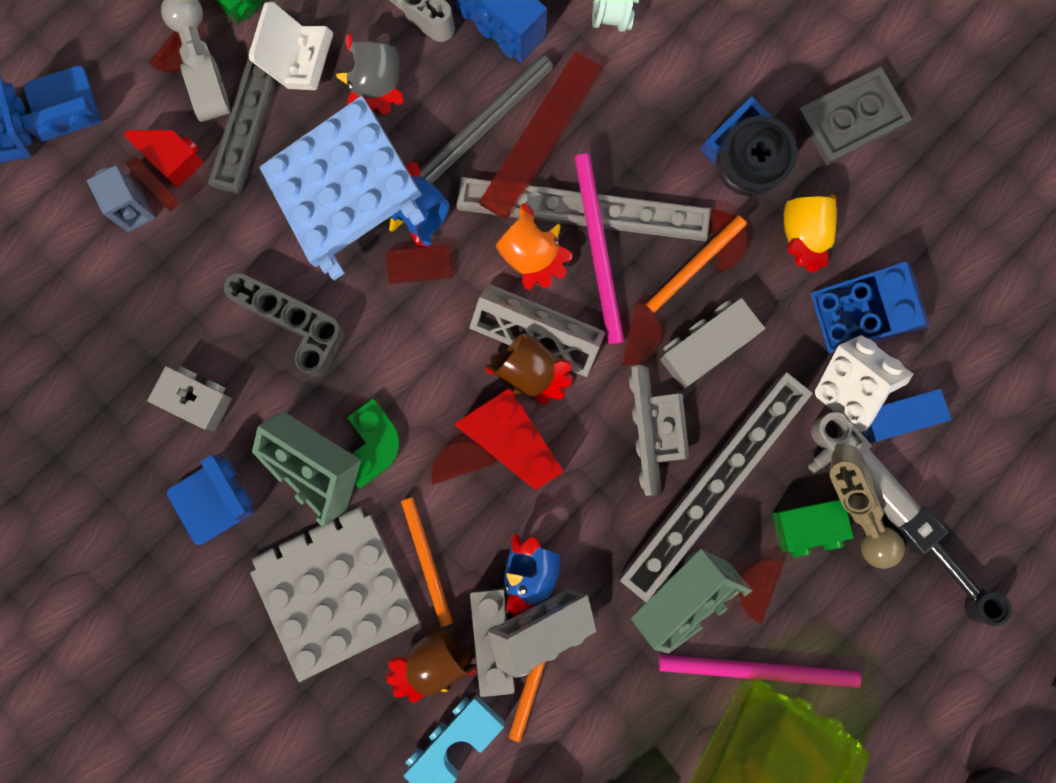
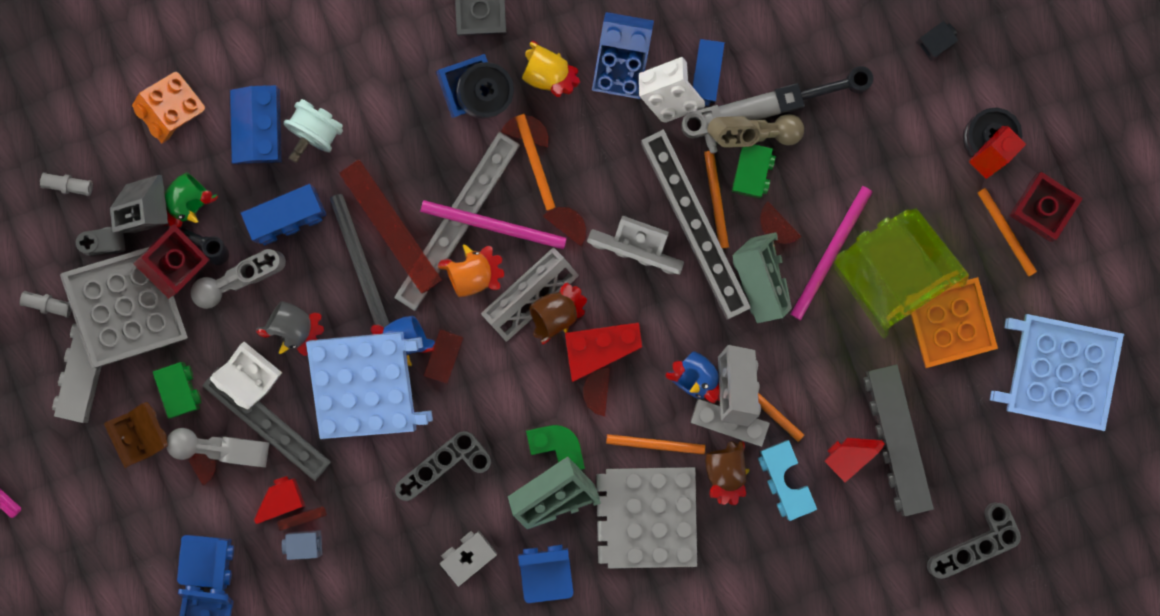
camera: 65 degrees left, 5 degrees up
(711, 342) = (595, 178): light grey brick -> none
(755, 498) = (716, 199): none -> orange bar

